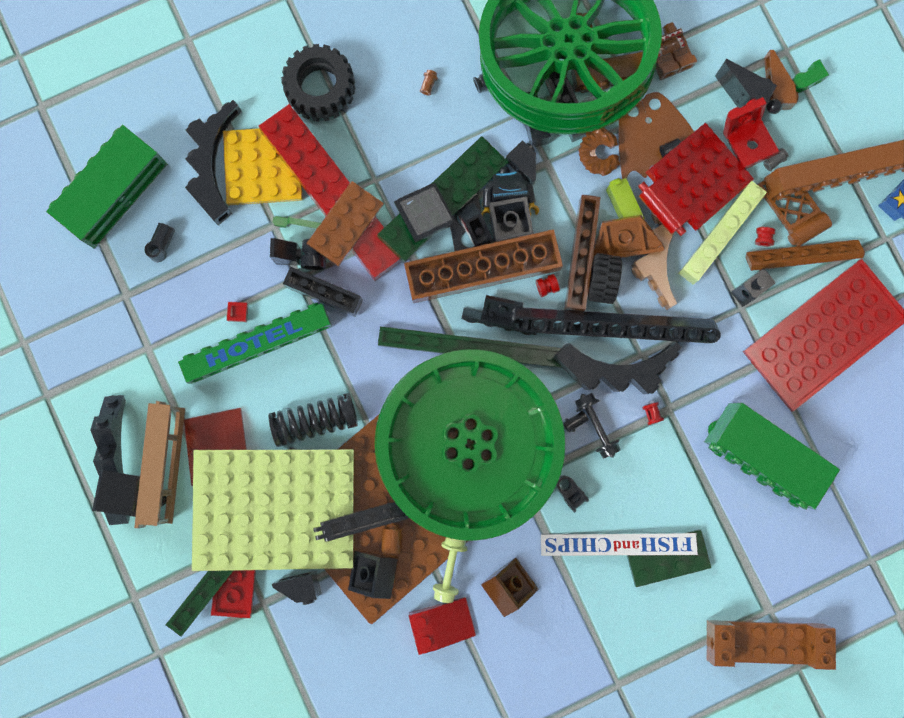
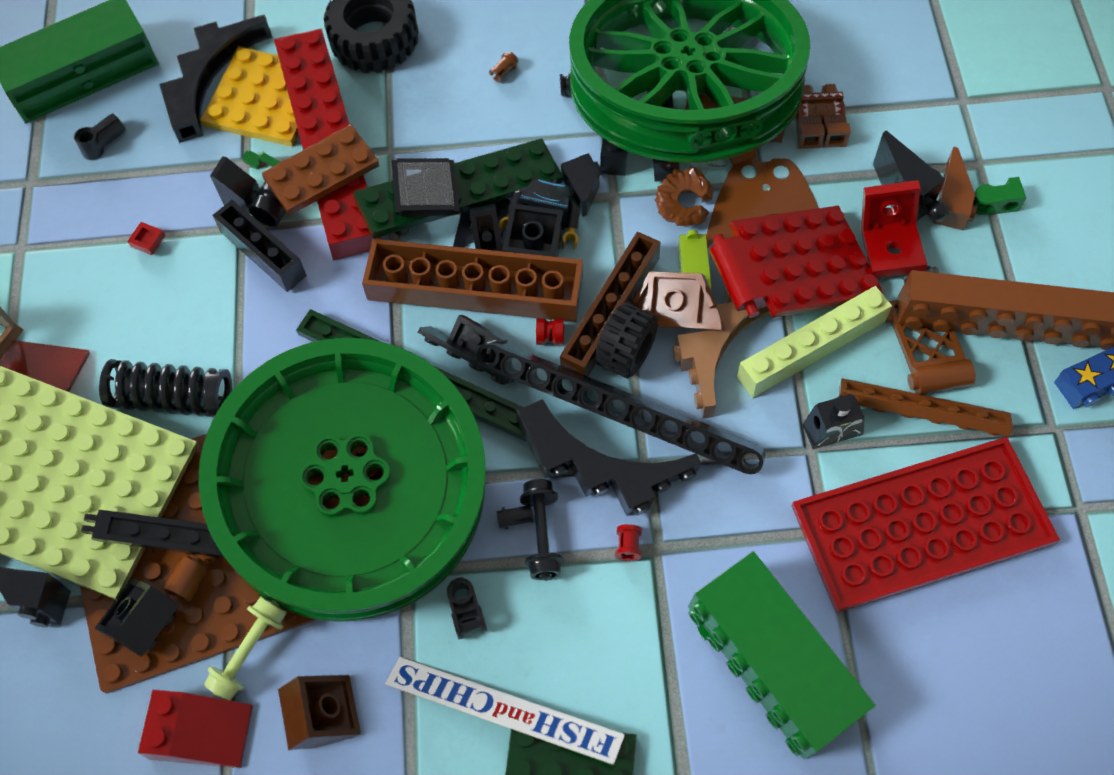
camera: 25 degrees right, 20 degrees down
(255, 343) = (147, 279): green brick -> none
(765, 236) = (874, 366): red wheel -> none

